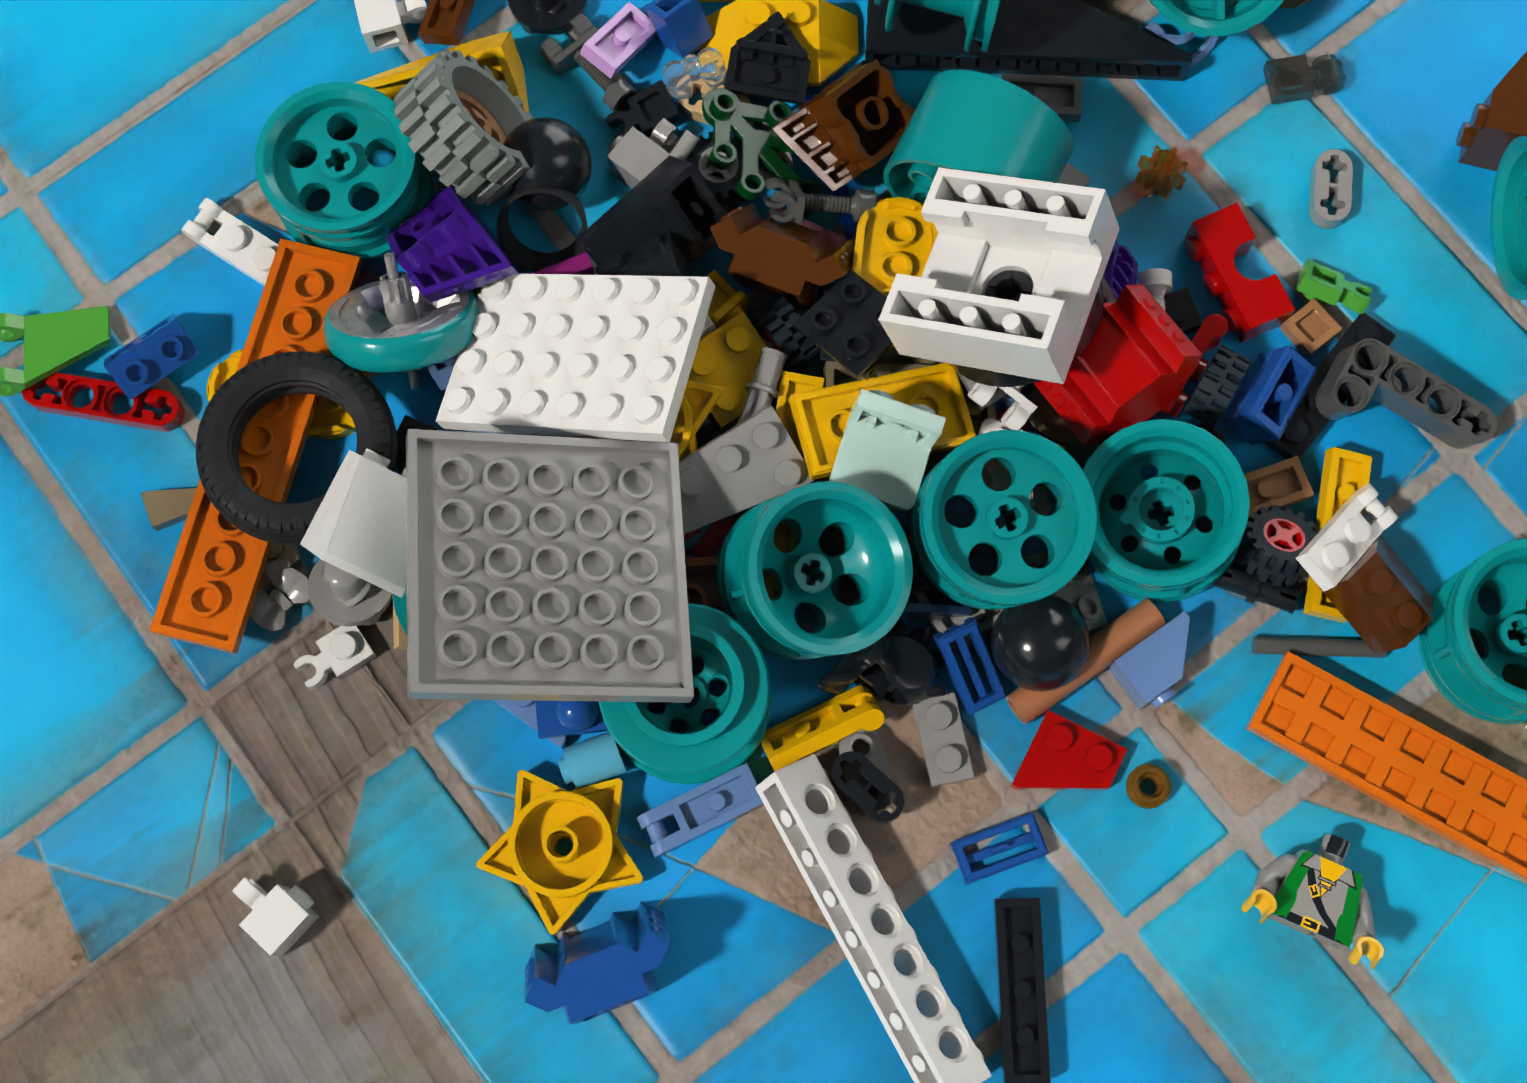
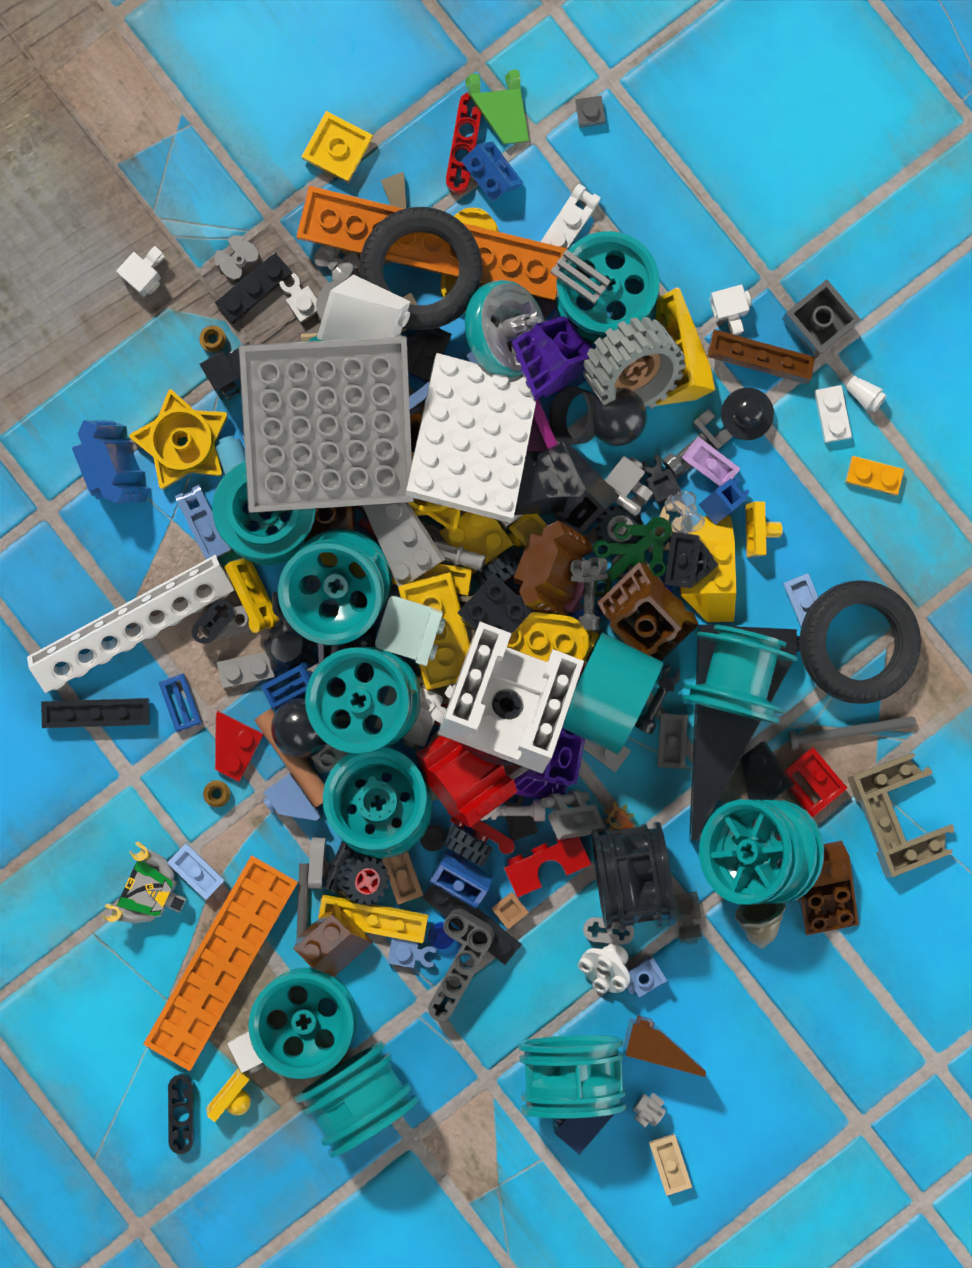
camera: 85 degrees right, 10 degrees up
(71, 216) = (590, 111): none -> dark grey plate
(91, 595) = (337, 147): none -> yellow plate
(275, 764) = (244, 253): none -> light grey piece
(314, 181) = (586, 268): none -> light grey tile
(314, 731) = (253, 288): none -> black plate
(385, 787) = (209, 331): none -> pearl gold plate
(449, 758) = (224, 373): none -> black brick
(1174, 227) = (573, 821): none -> light grey plate
(1254, 622) = (317, 863): none -> light grey beam
(1261, 127) = (633, 877): none -> black wheel
(1278, 818) = (196, 871): none -> light blue plate
(1330, 287) = (539, 922): bright green plate -> none
(1345, 537) = (365, 919): white plate -> none
(1356, 432) = (438, 937): none -> clear blue plate
(1388, 479) = (406, 952): none -> medium blue plate
(1393, 183) = (606, 968): none -> white plate
(1398, 135) = (654, 973): none -> medium blue brick

